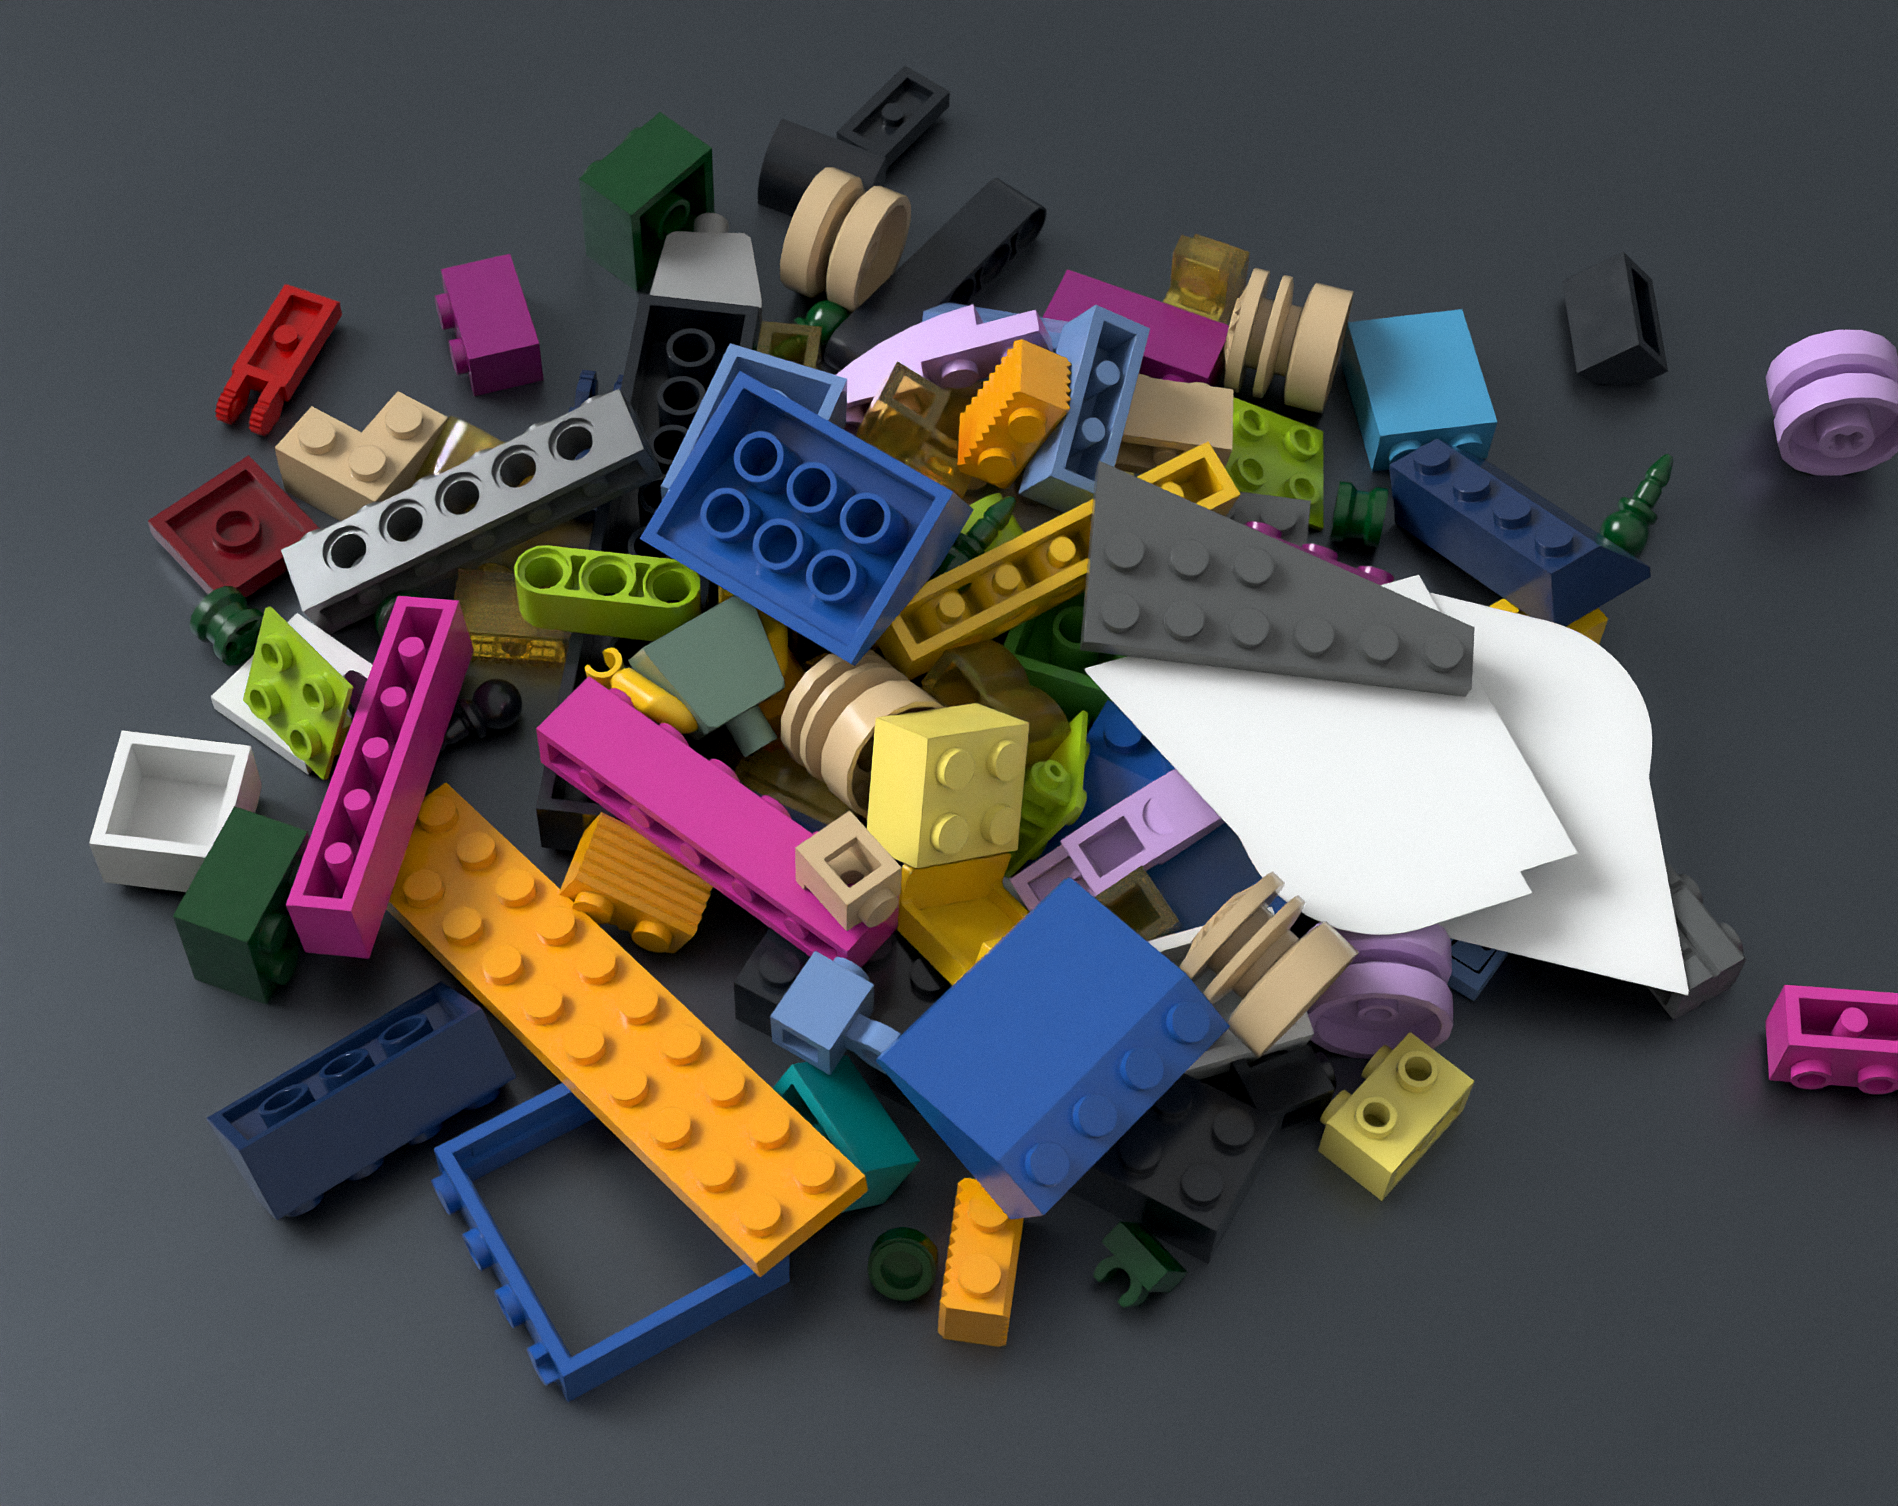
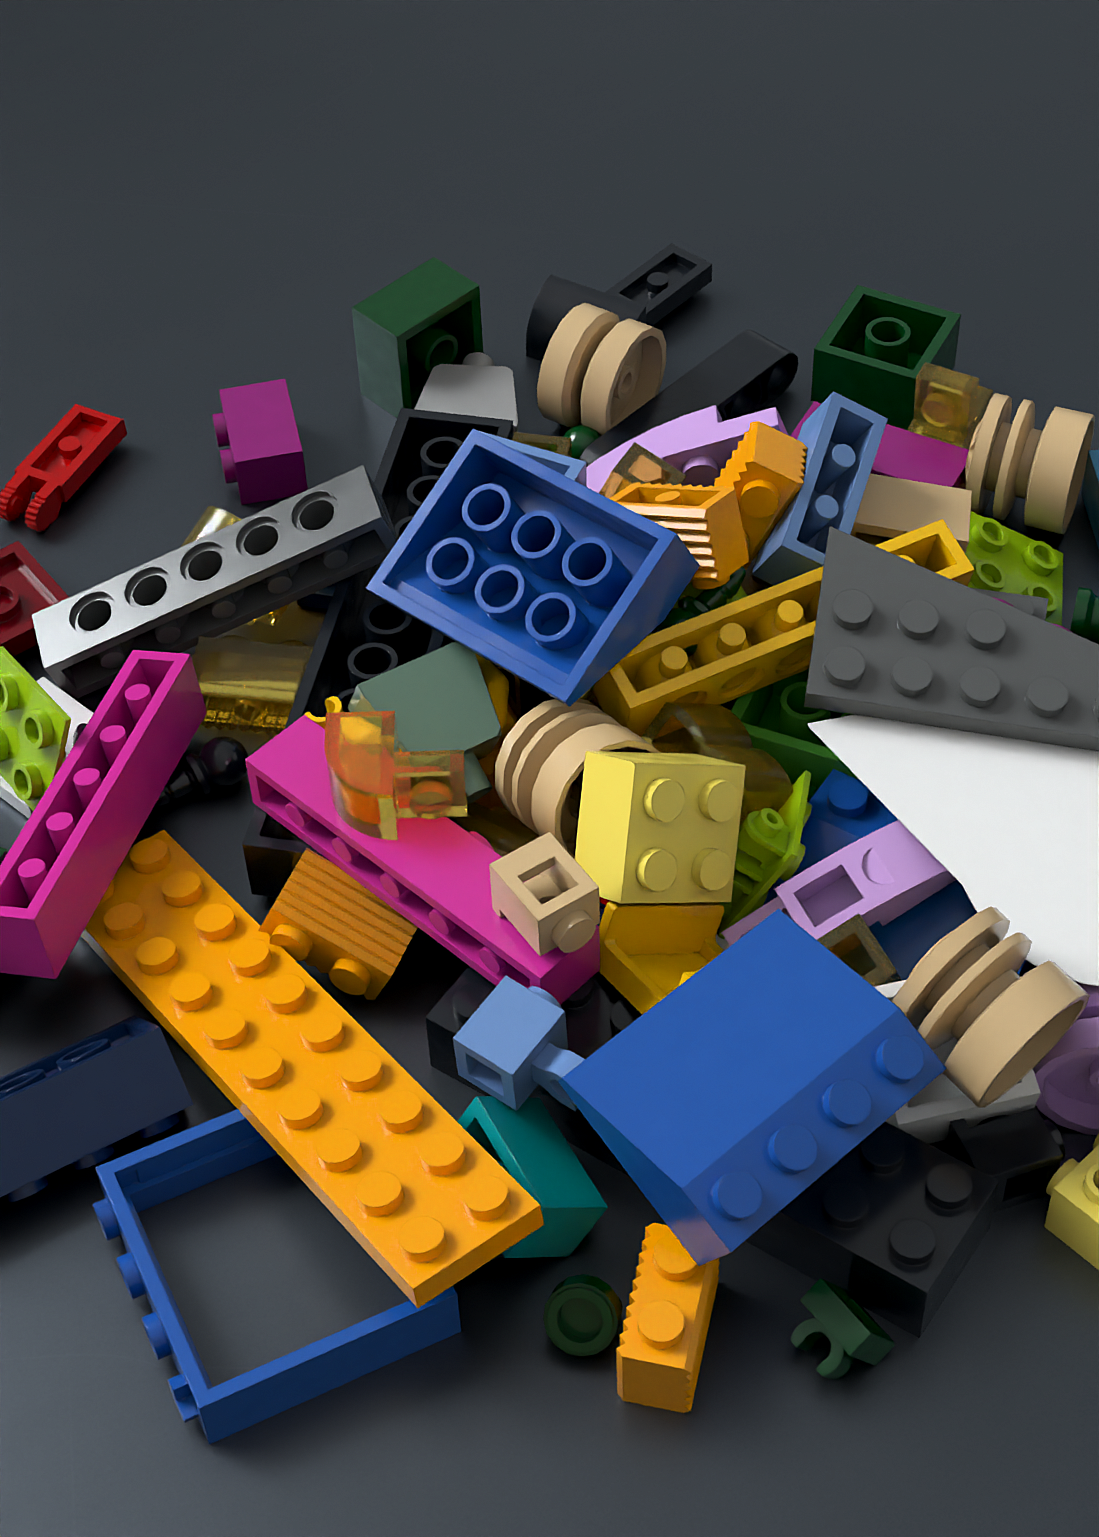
camera: 10 degrees right, 10 degrees down
(347, 468) = (93, 544): tan brick -> none
(585, 575) = (327, 645): lime beam -> none
(673, 760) = (379, 784): none -> clear yellow brick
(959, 456) = (703, 519): none -> light orange brick
(1136, 208) = (879, 349): none -> dark green brick

